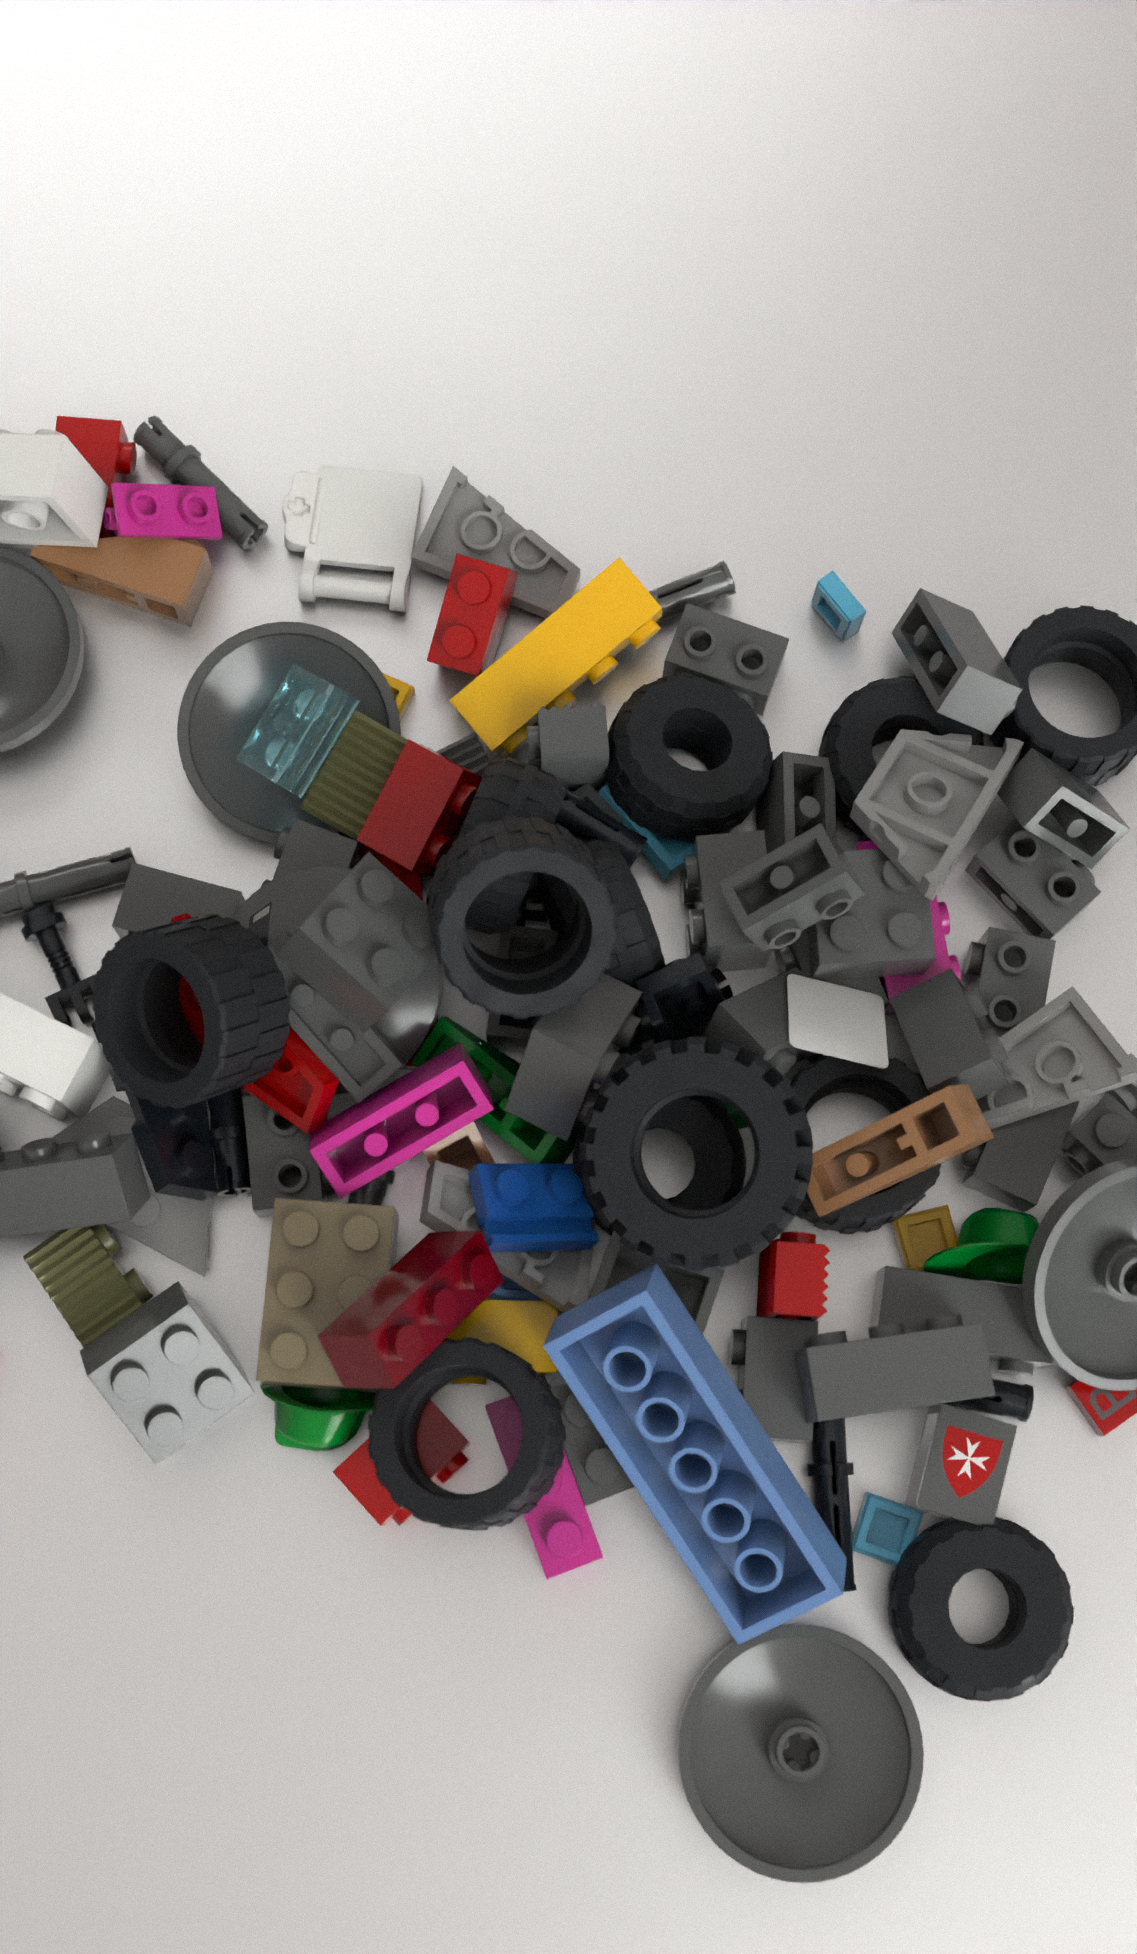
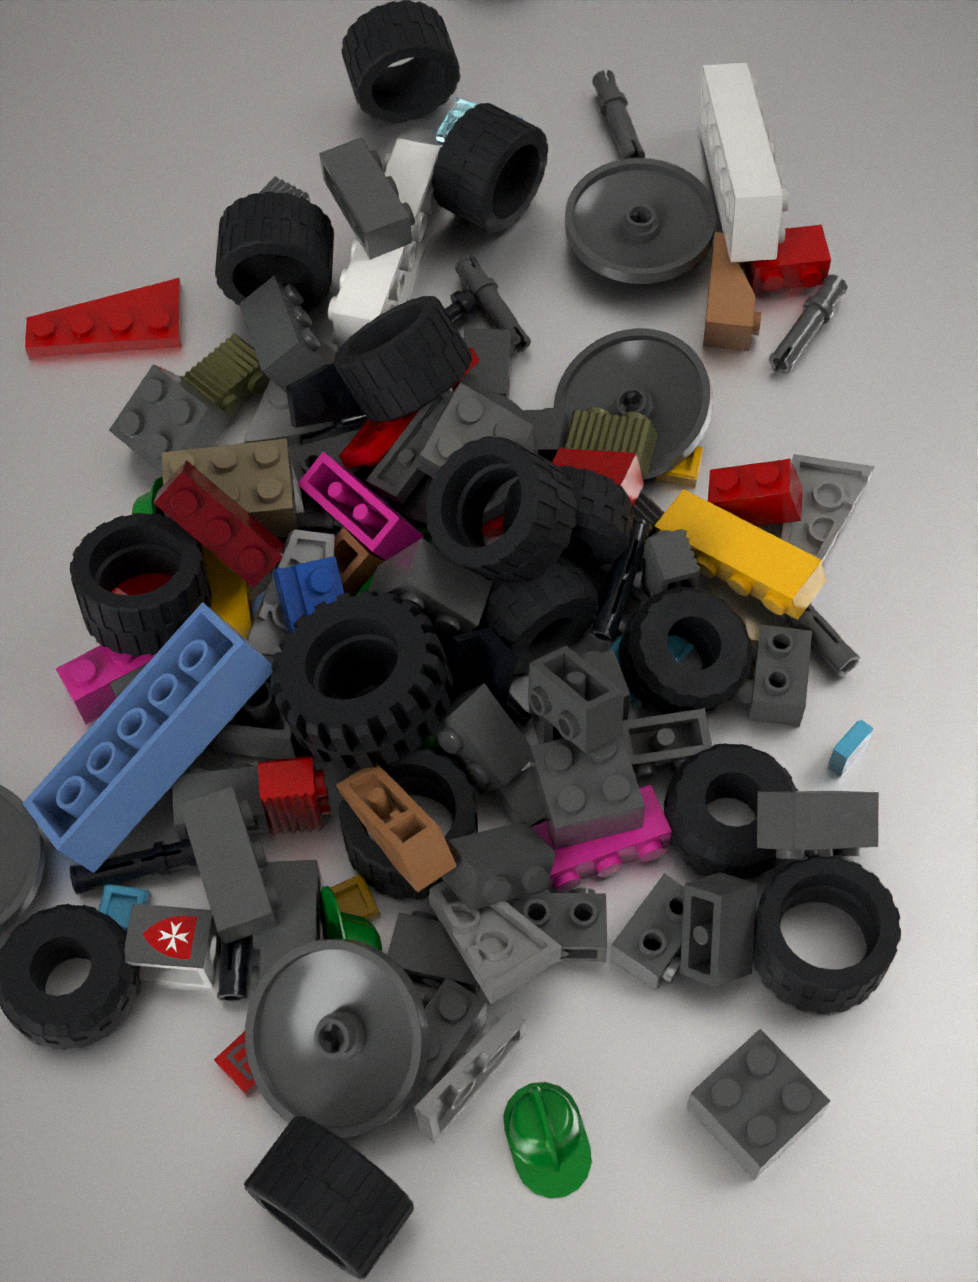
camera: 85 degrees right, 15 degrees down
(163, 511) = (771, 296): dark pink hinge -> none
(297, 730) = (627, 394): clear light blue plate -> none
(356, 523) = (810, 419): white piece -> none
(837, 1021) = (494, 778): white sticker -> none
(930, 800) = (687, 807): light grey wing -> none

